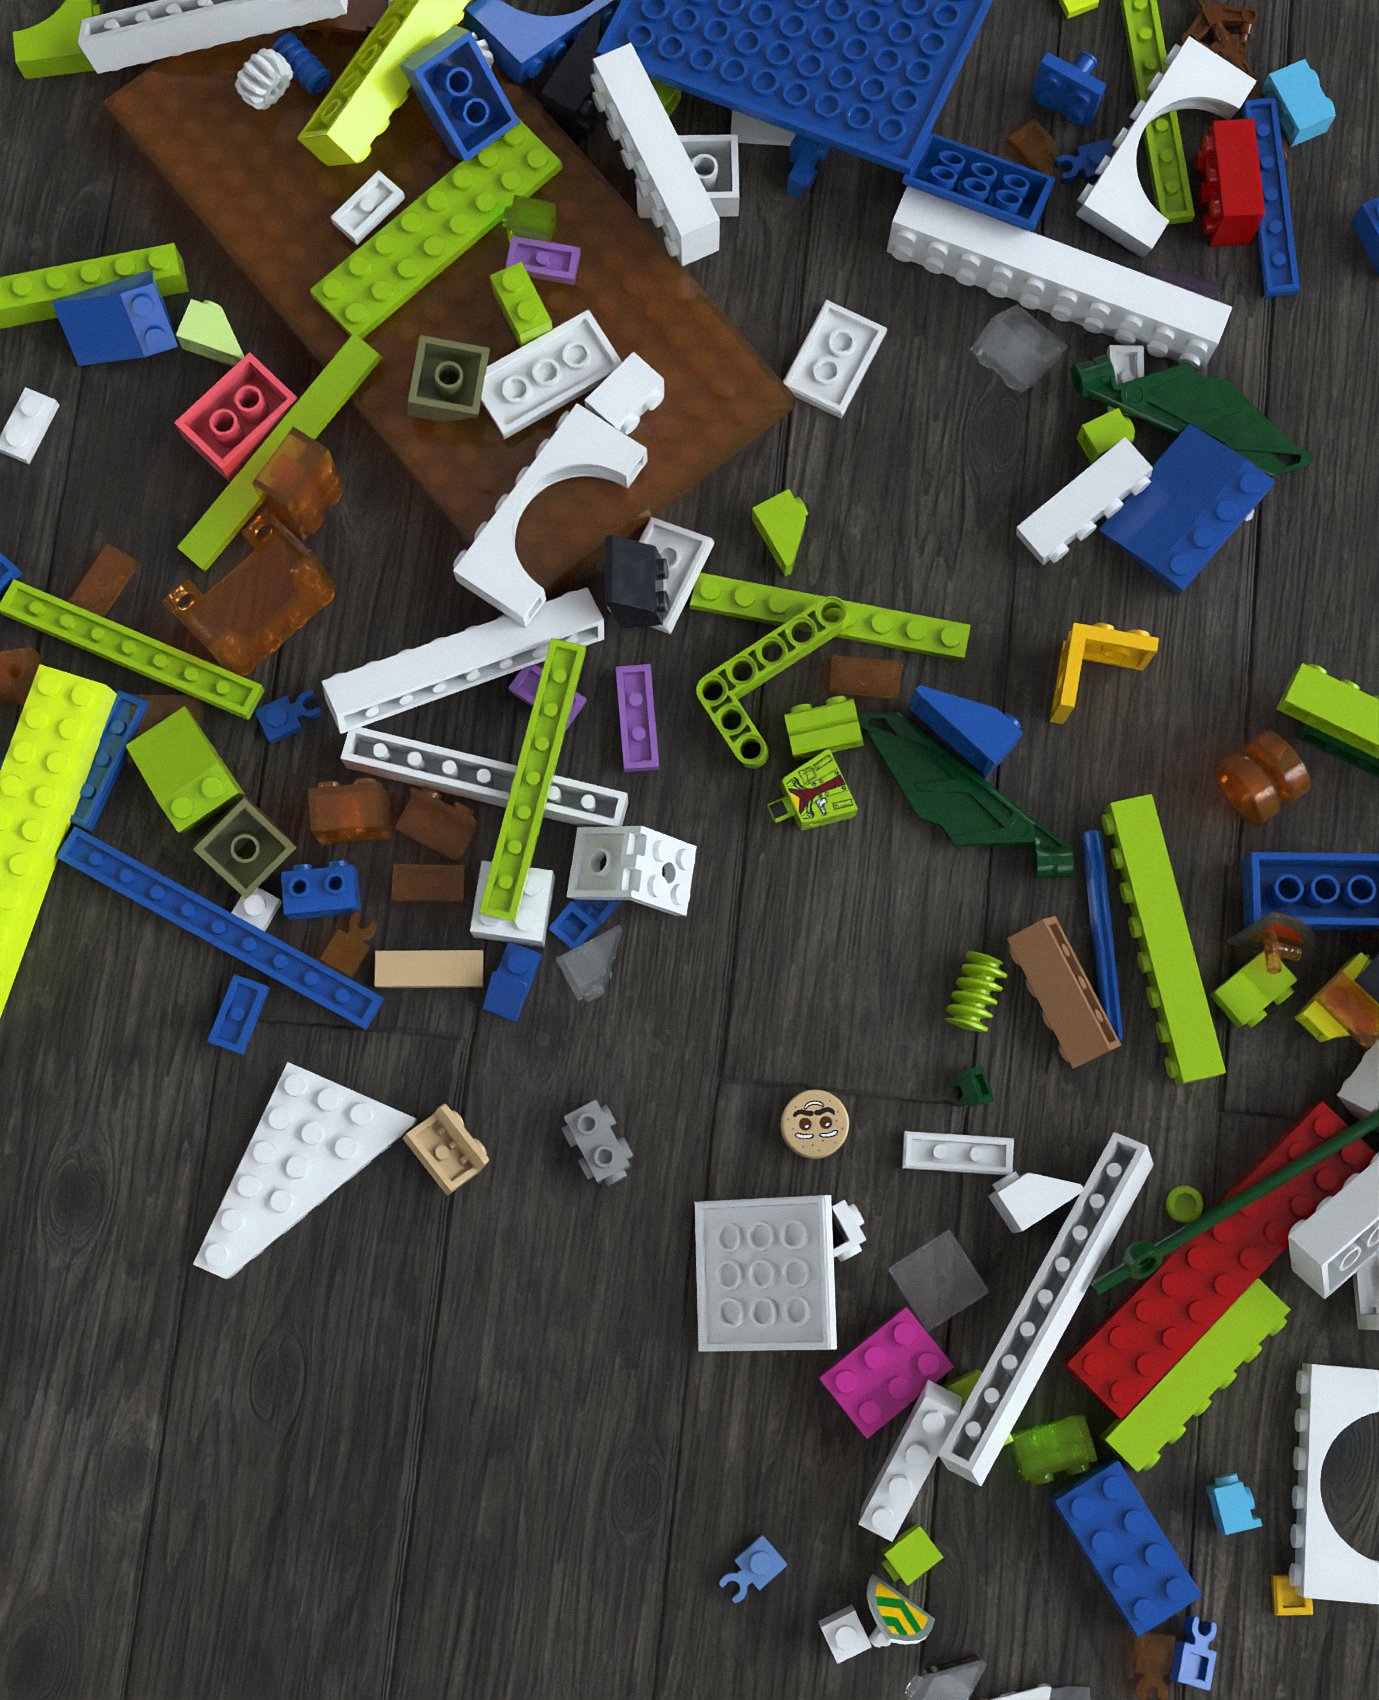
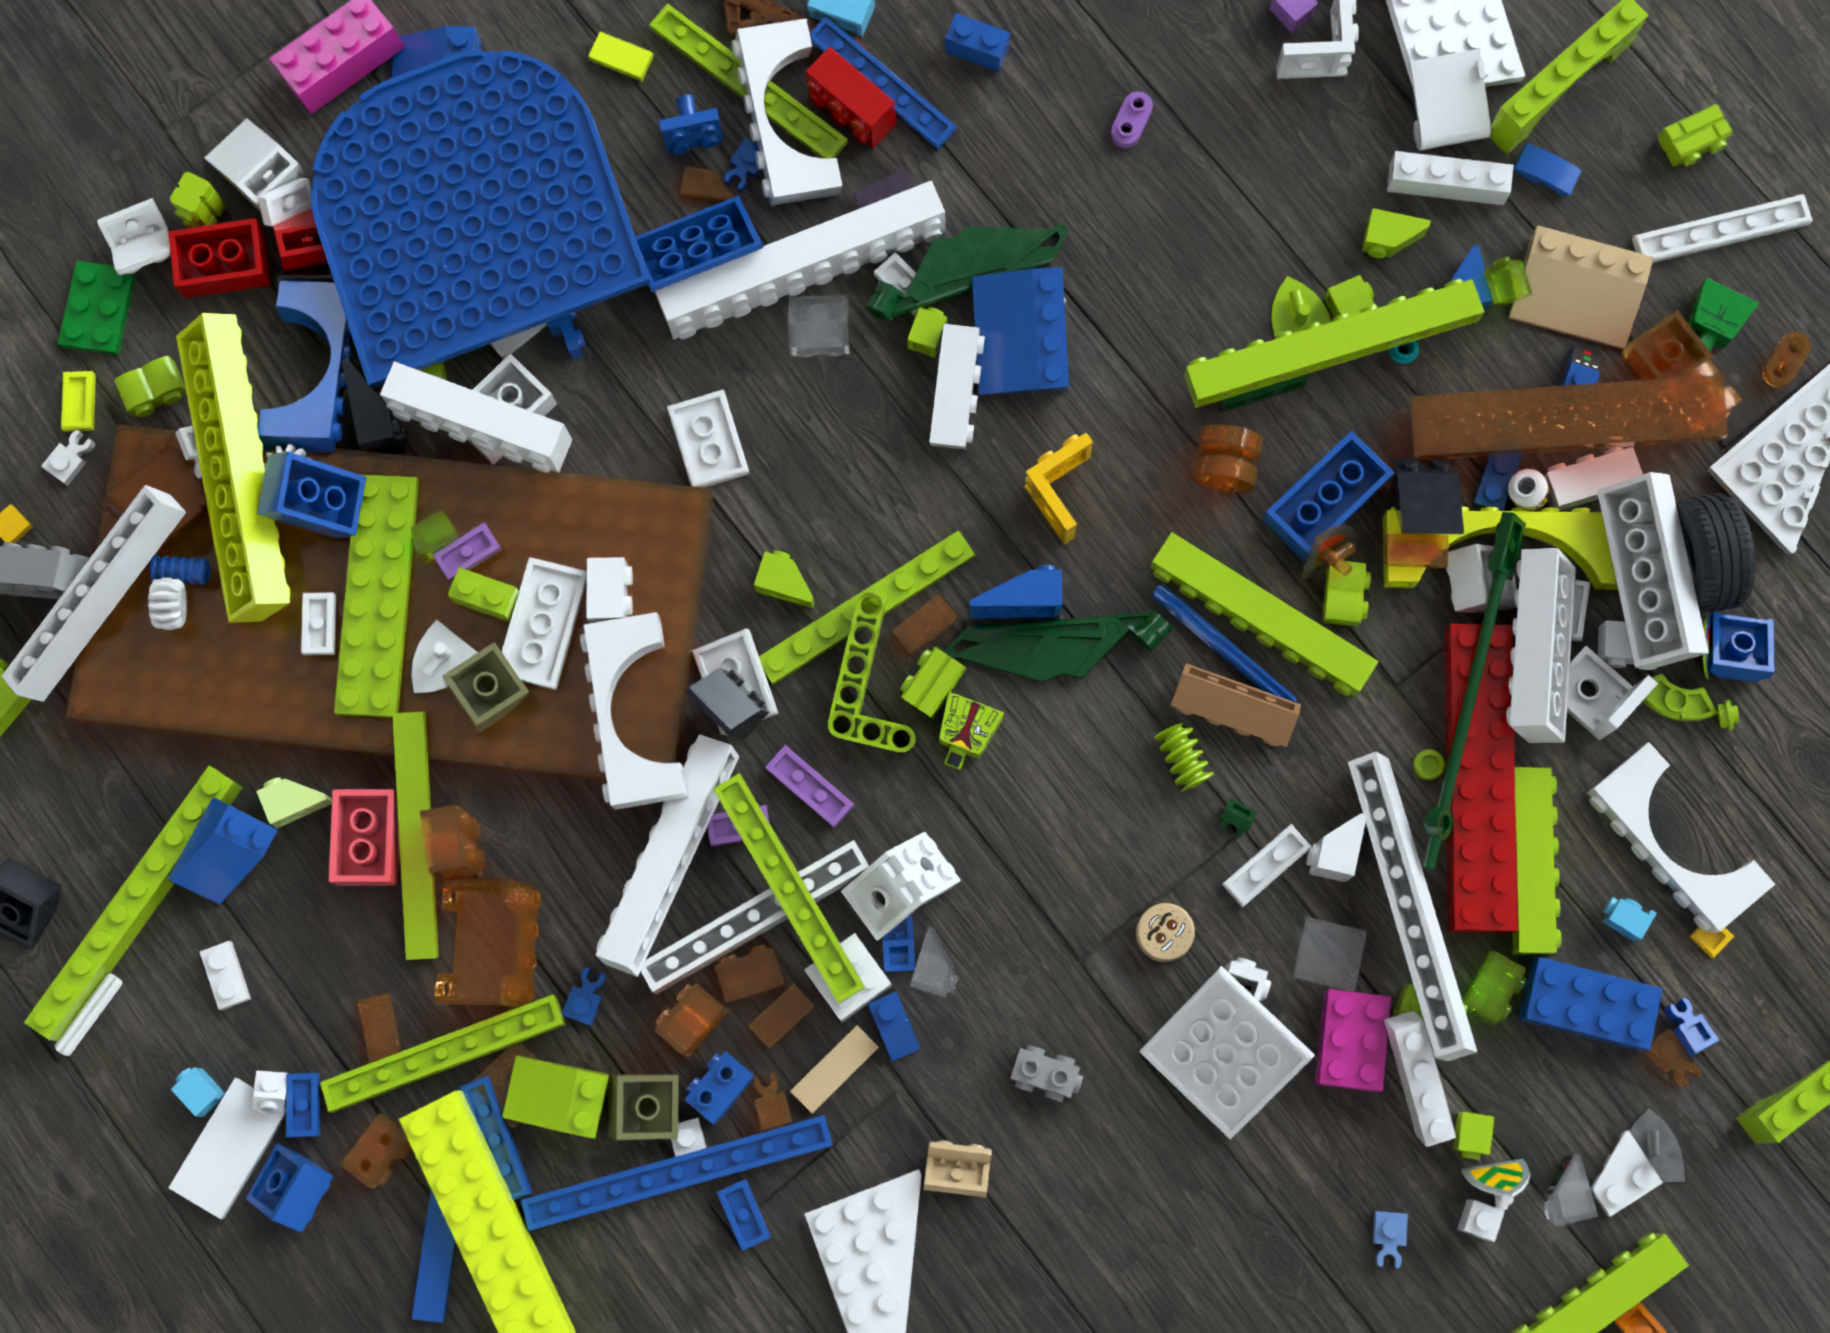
camera: 40 degrees left, 0 degrees up
(437, 318) = (435, 656): none -> white shield

